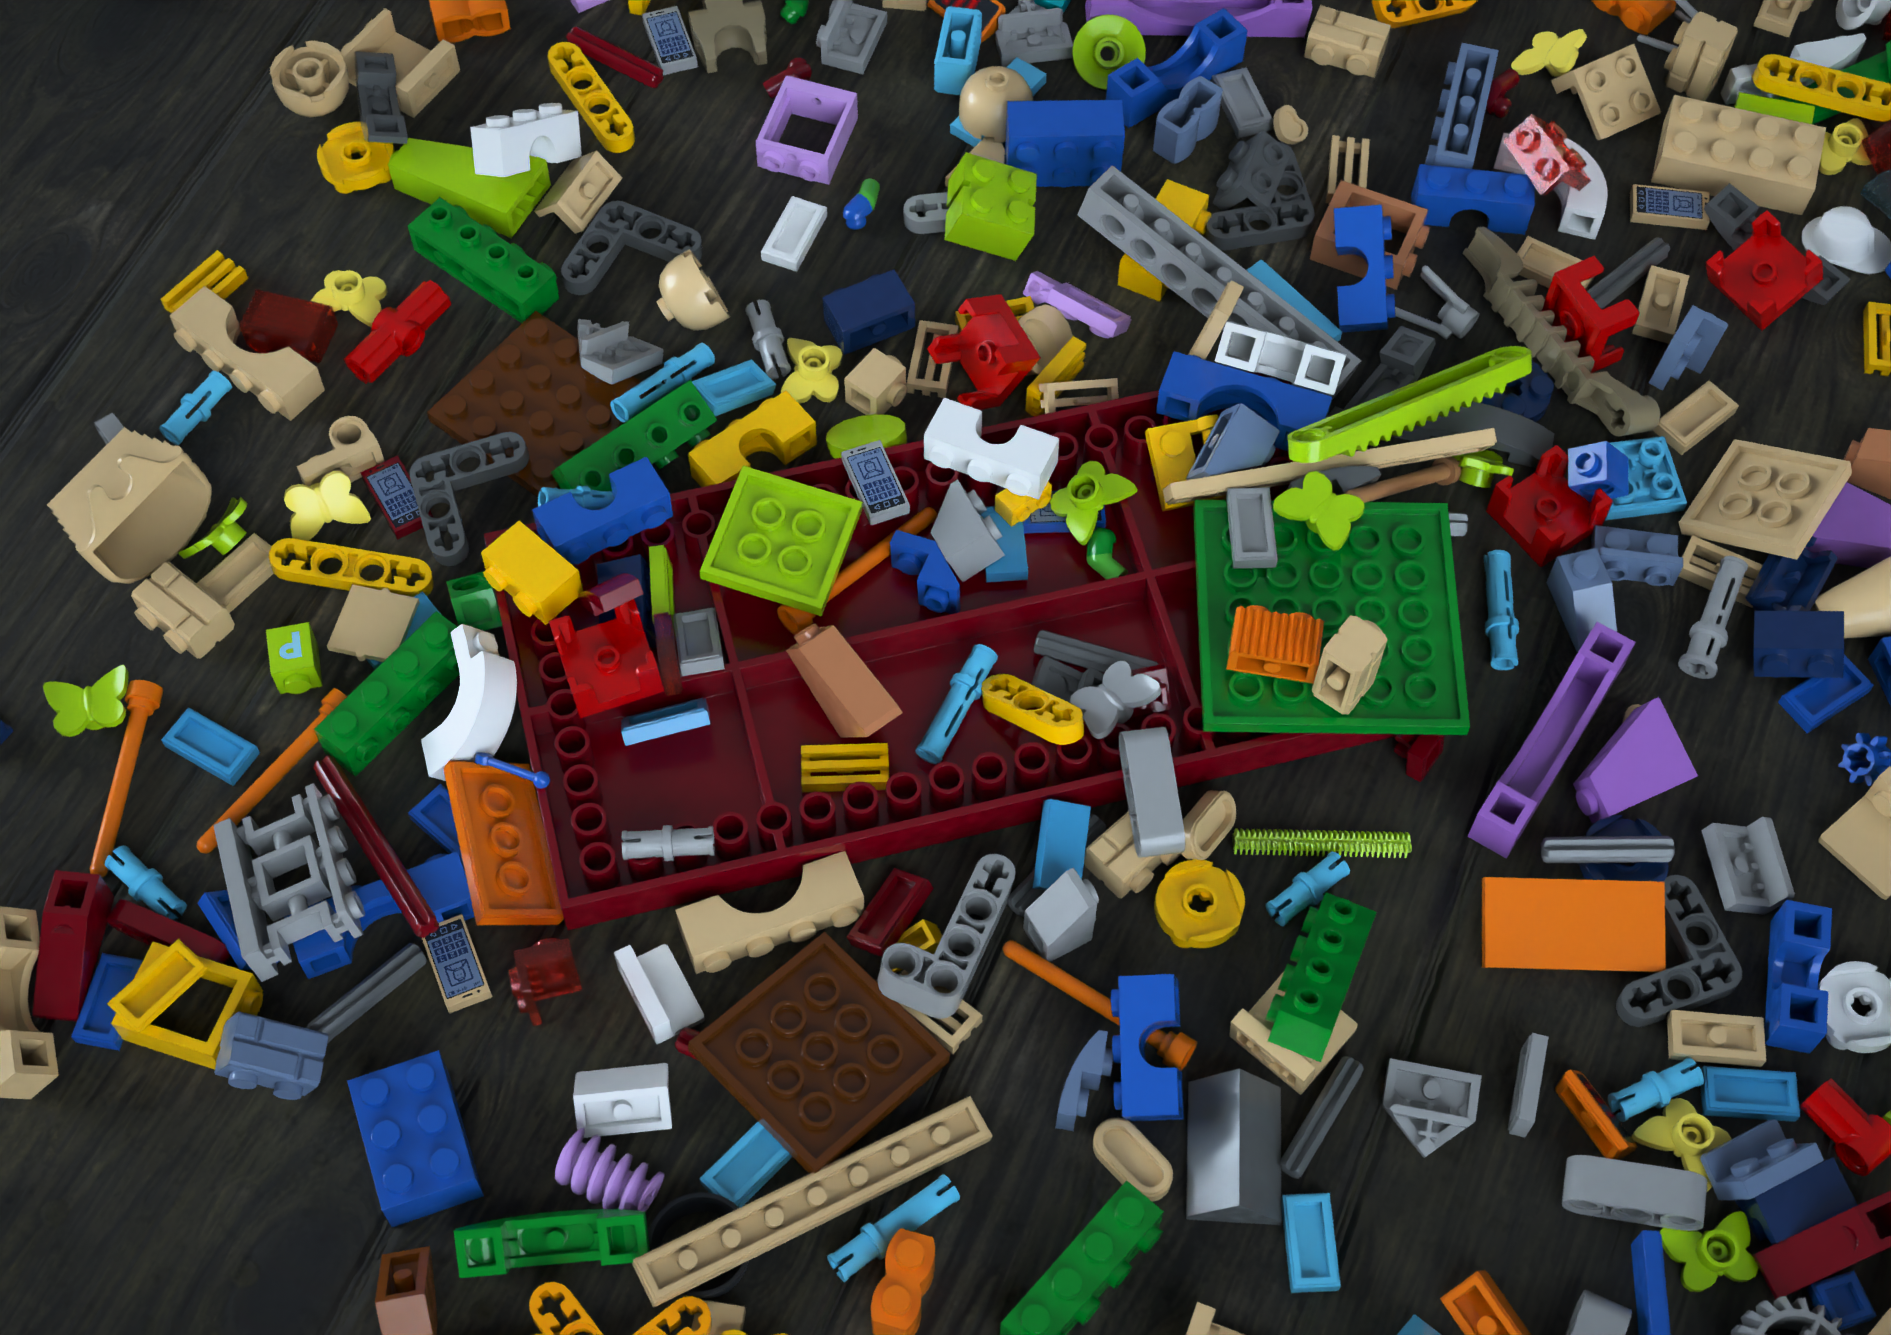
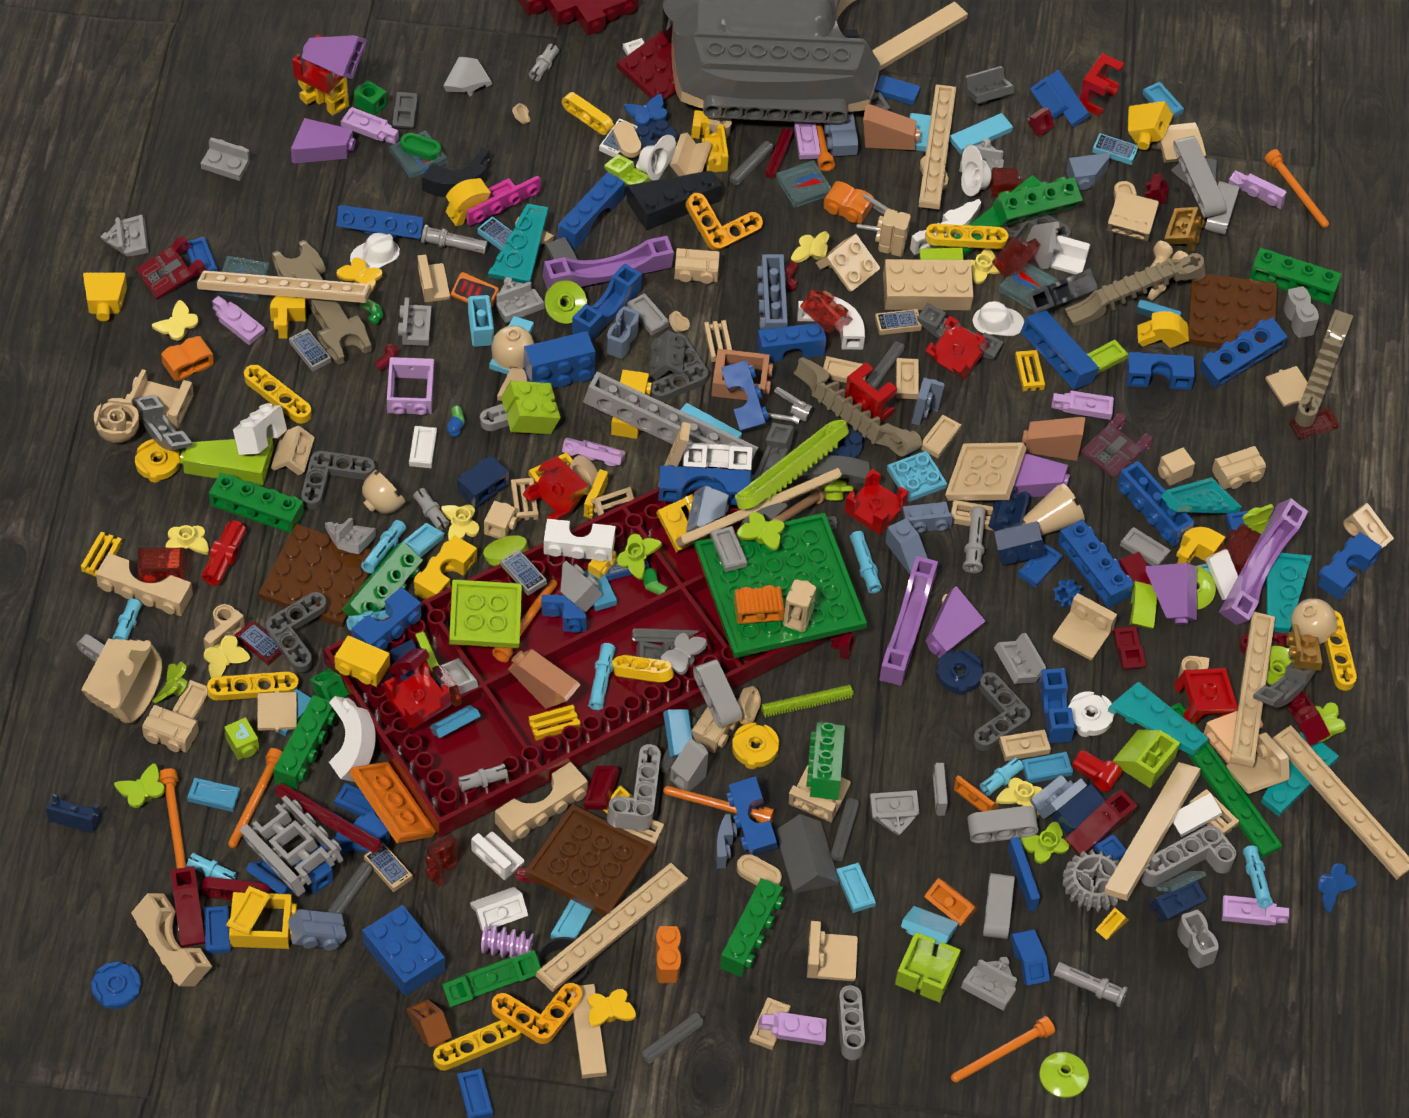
camera: 20 degrees left, 5 degrees down
(540, 779) = (404, 763): blue hinge -> none
(616, 57) = (283, 367): dark red axle -> none
(876, 1237) = (647, 938): medium azure pin -> none
(1307, 888) = (807, 724): medium azure pin -> none
(1573, 924) = (942, 708): orange tile -> none
(1598, 467) = (897, 475): blue brick -> none
(1607, 849) = (949, 668): axle -> none

